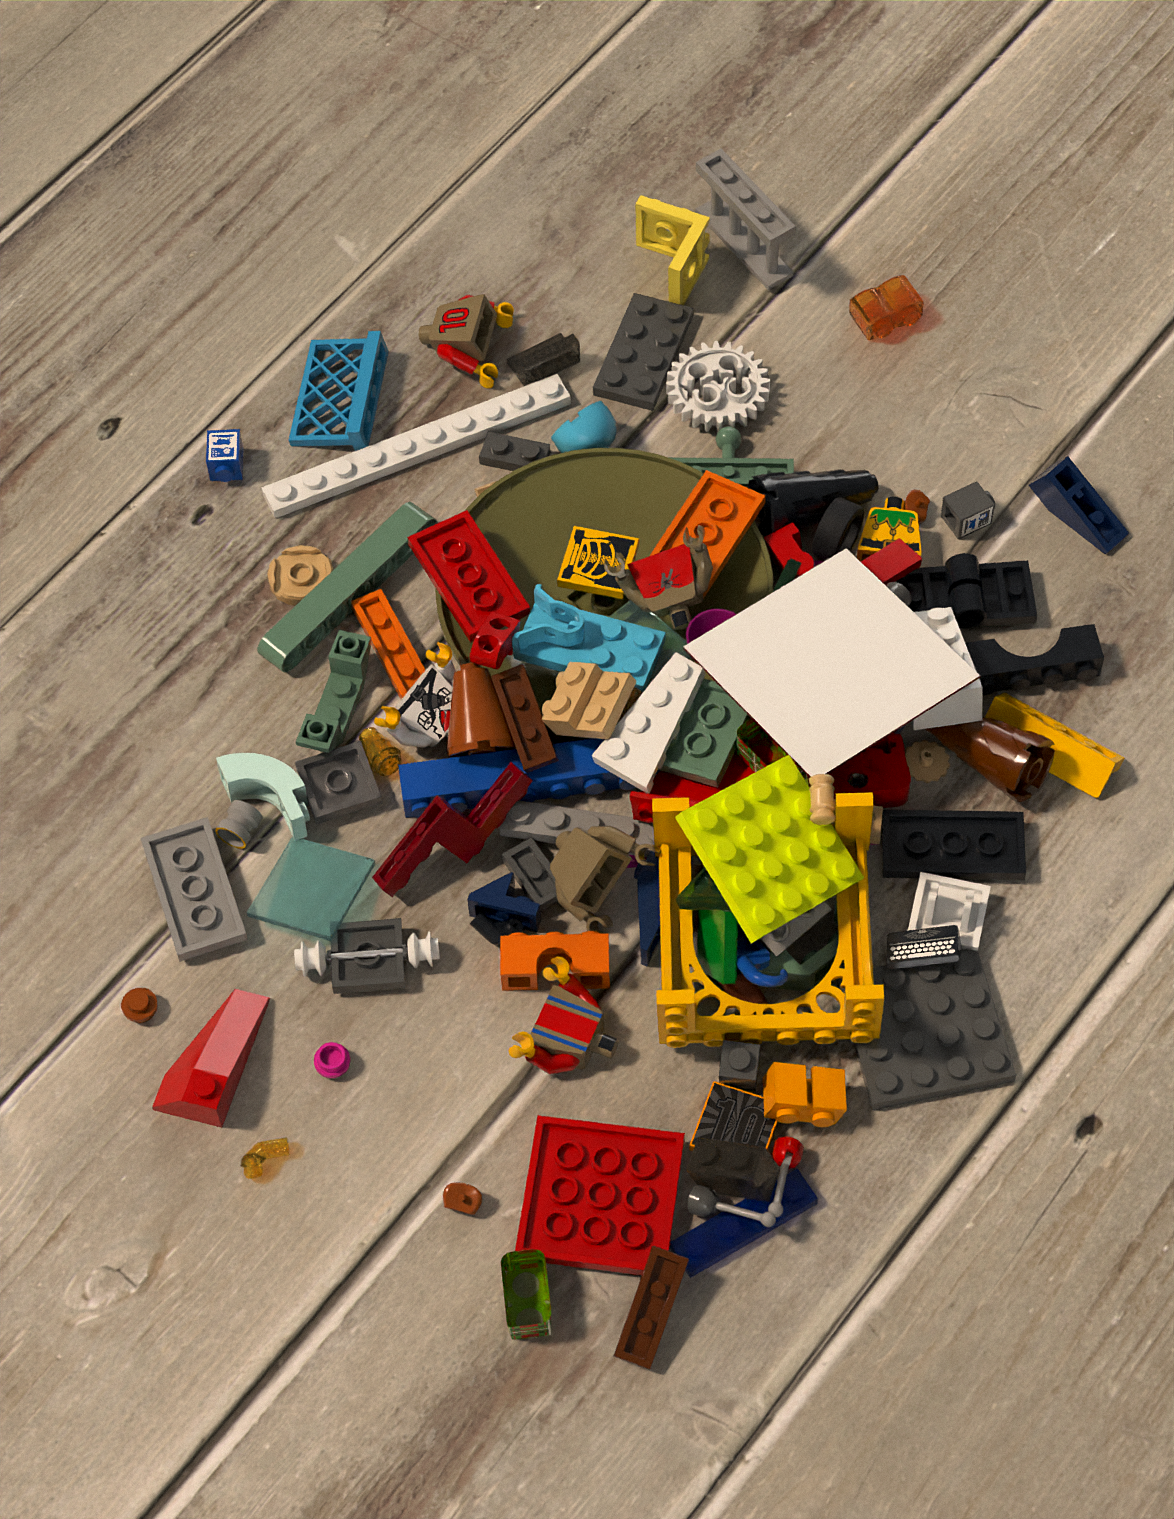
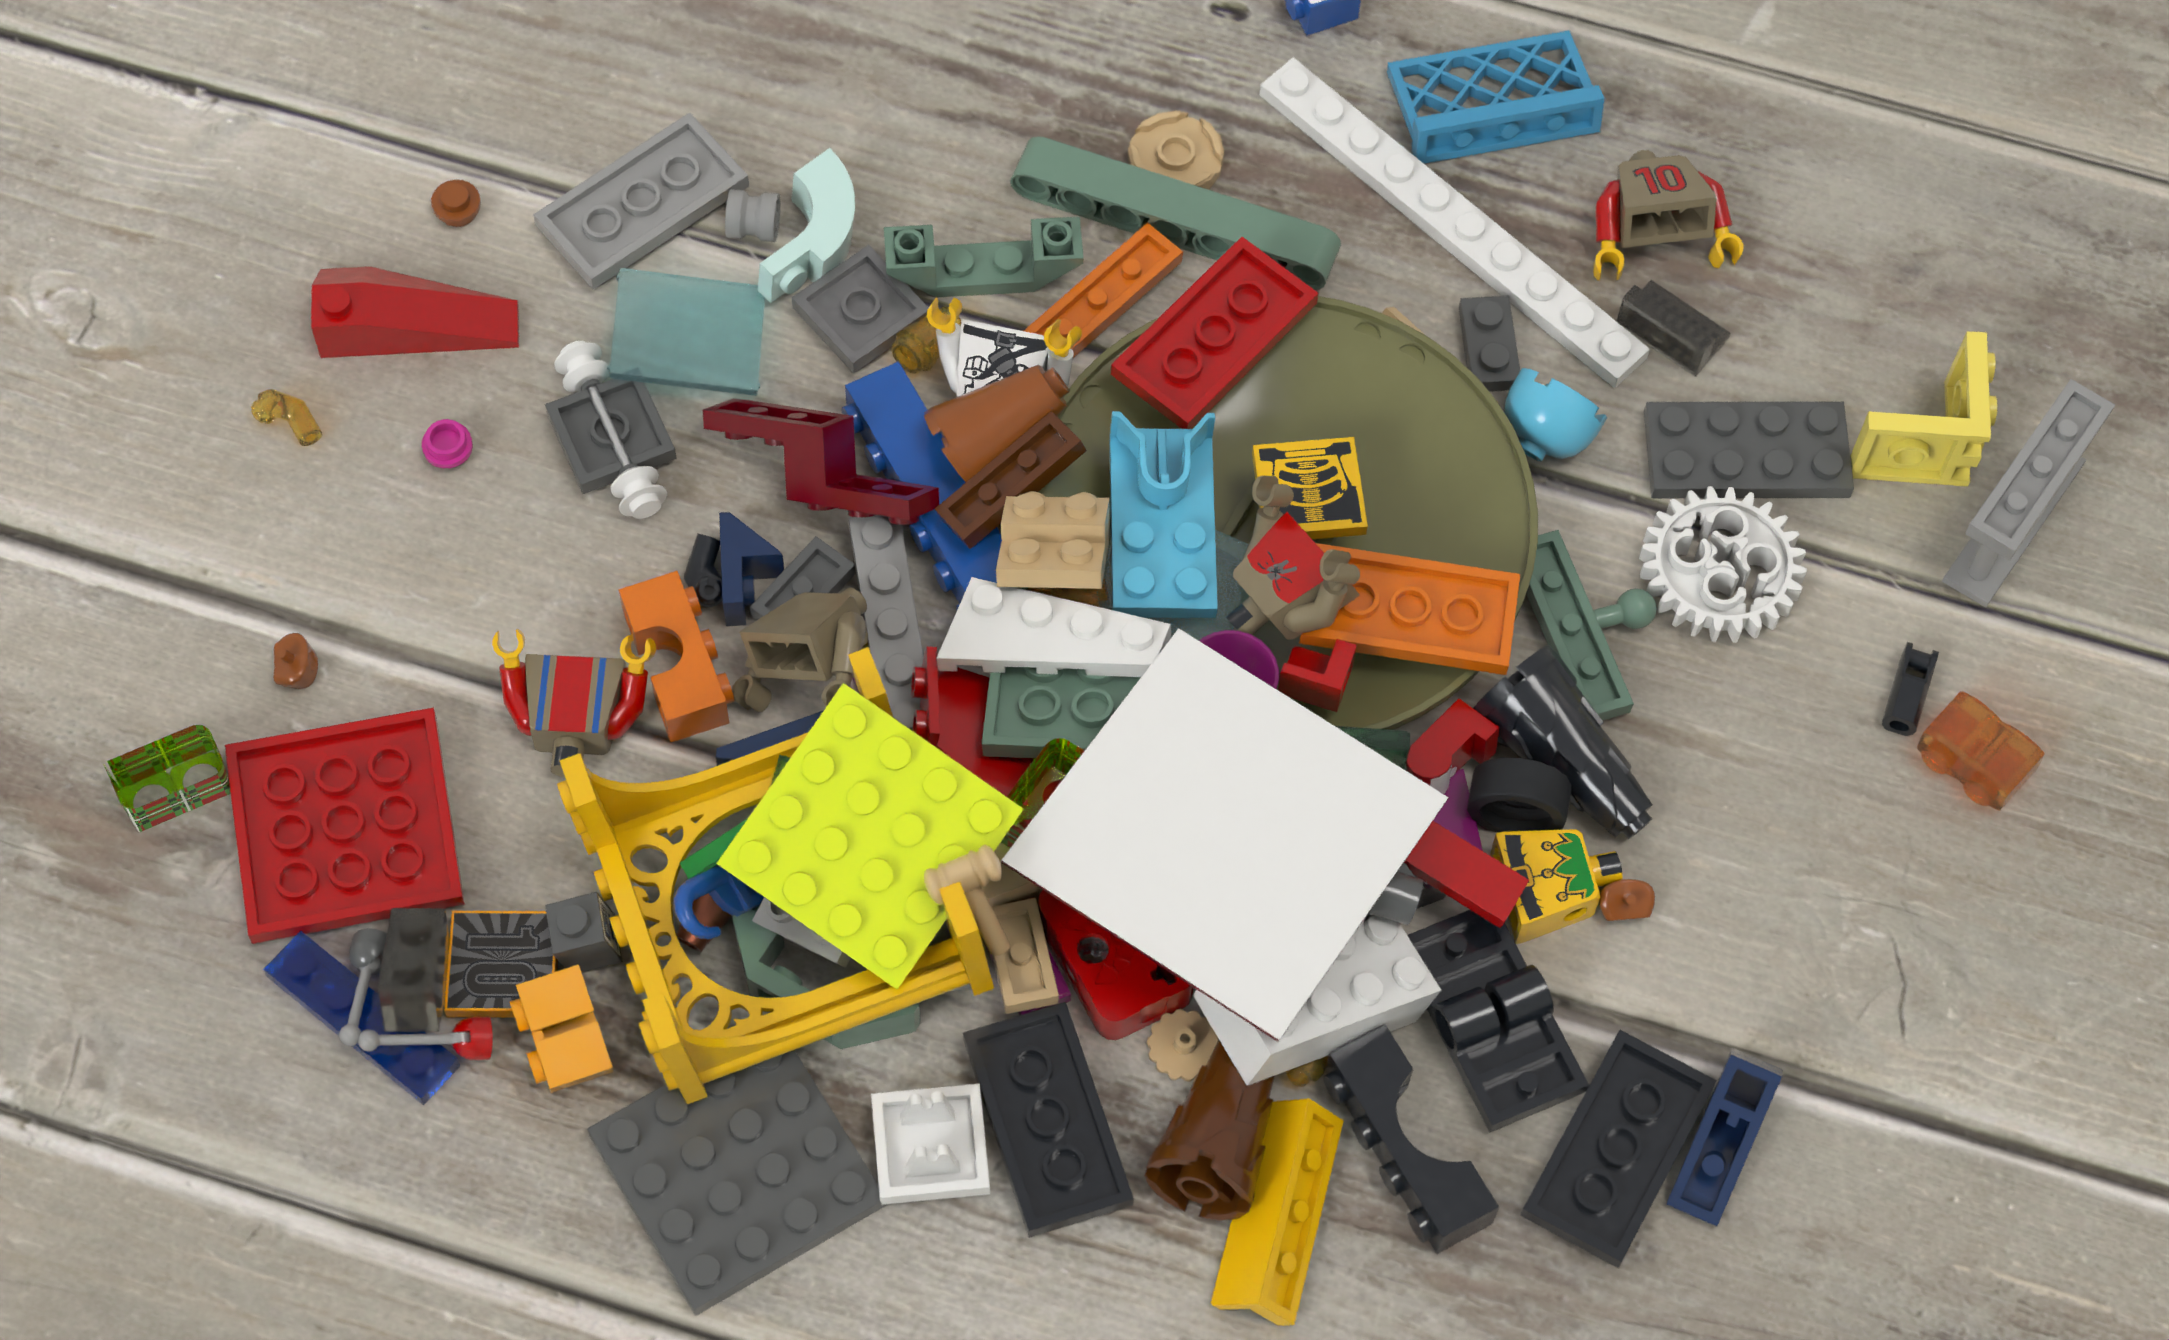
camera: 65 degrees right, 5 degrees up
(493, 644) = (1097, 389): red leg -> none
(650, 1307) = (189, 931): reddish brown plate -> none
(733, 591) = (1318, 677): none -> red panel
(830, 326) = (1909, 691): none -> black bar
(923, 947) = (849, 1121): slope -> none
(968, 510) = (1649, 974): dark grey brick -> none
(1069, 561) = (1618, 1148): none -> black plate

